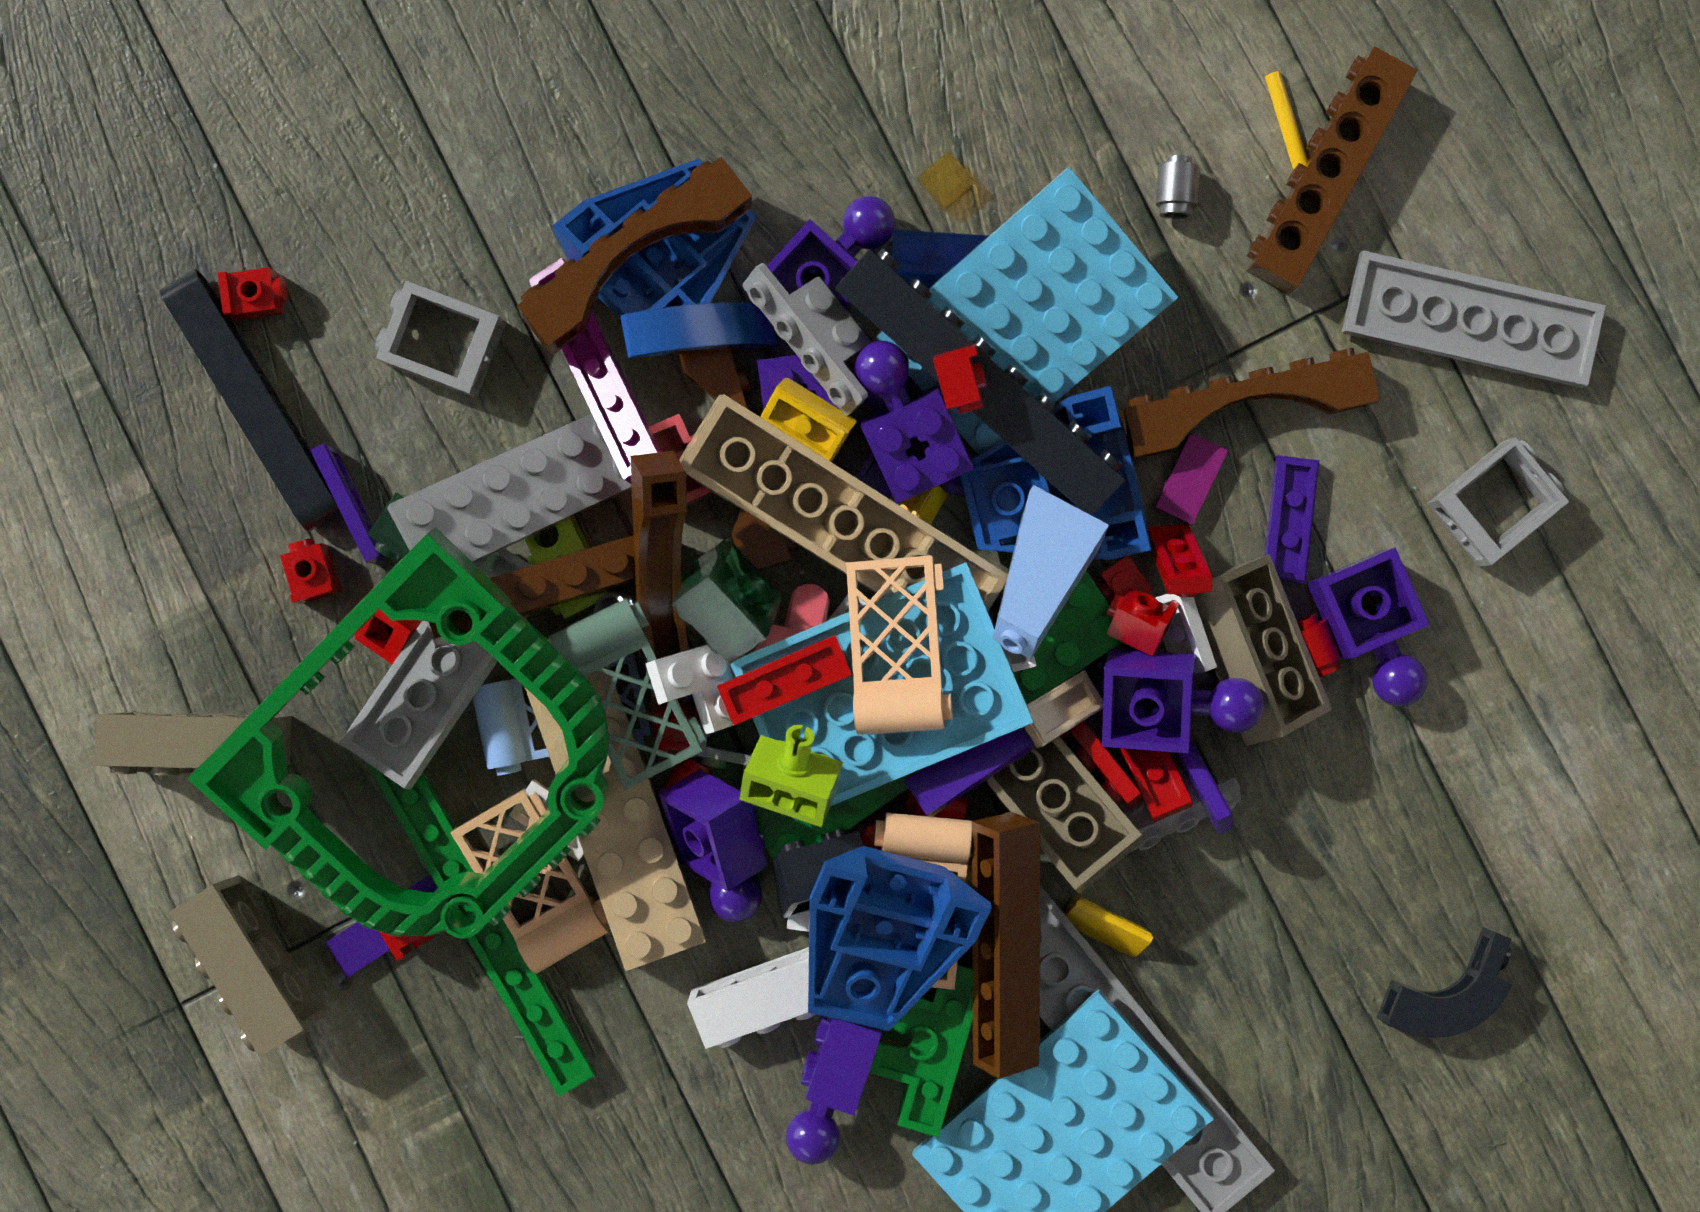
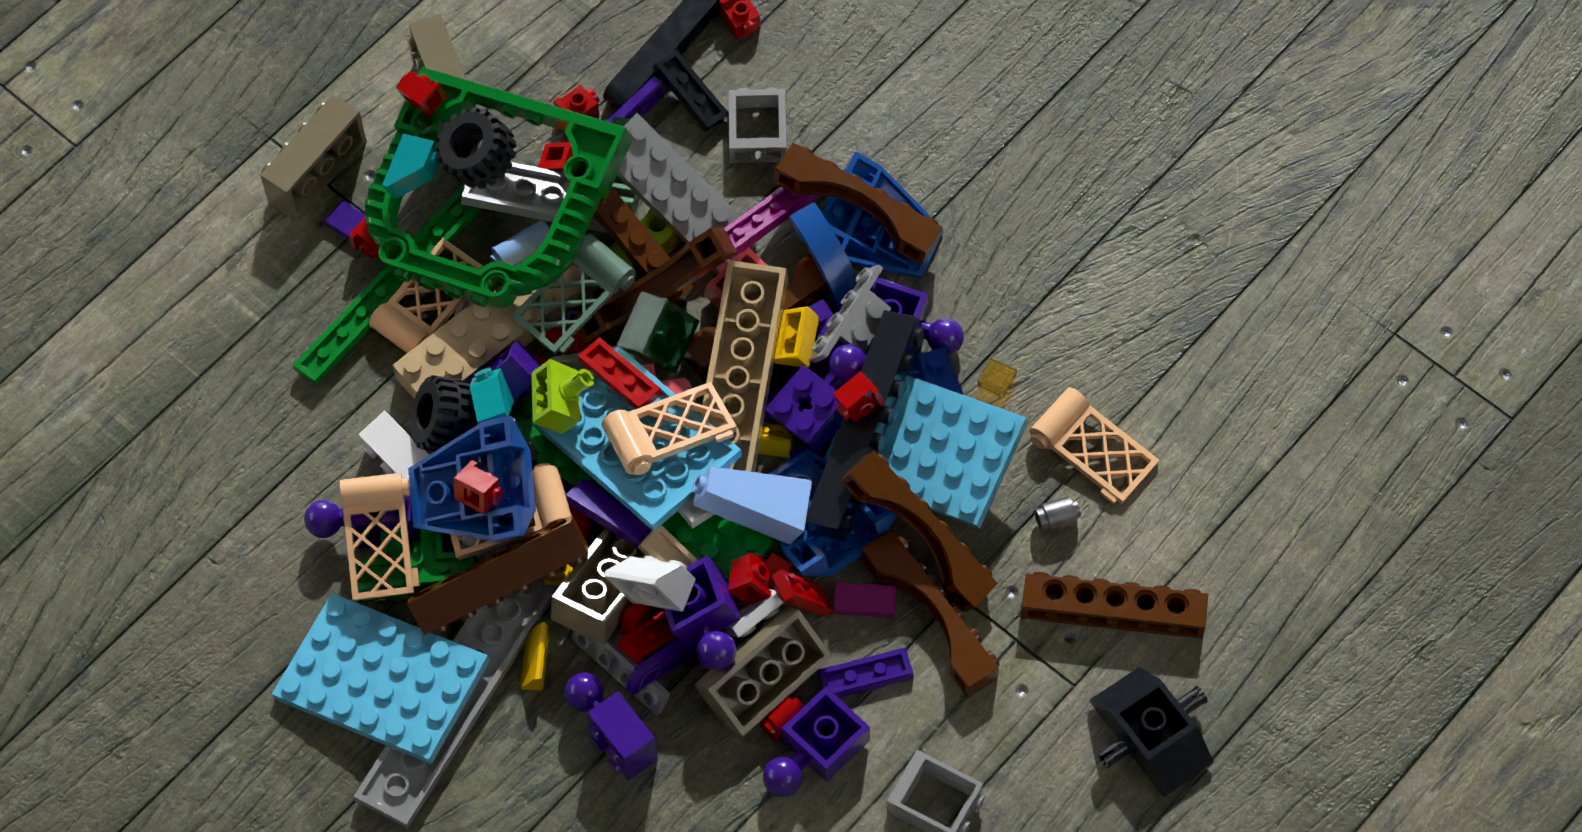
camera: 70 degrees right, 25 degrees down
(236, 798) = (421, 92): none -> red brick
(347, 779) = (462, 135): none -> black tyre
(349, 850) = (411, 166): none -> teal slope
(350, 409) = (690, 90): none -> black plate
(698, 674) = (598, 322): white plate -> none
(742, 934) = (441, 412): none -> black tyre
(760, 869) = (490, 395): none -> teal slope
(836, 1070) = (376, 495): none -> light nougat piece
(900, 940) = (477, 488): none -> red brick
(1053, 131) = (1061, 423): none -> light nougat piece
(1093, 403) = (961, 574): none -> reddish brown arch
(1115, 754) = (652, 582): none -> white slope
(1254, 868) = (612, 725): none -> dark purple brick
(1286, 118) = (1145, 567): yellow bar -> none
(1473, 319) = (1056, 737): light grey plate -> none
(1476, 201) = (1165, 753): none -> black slope

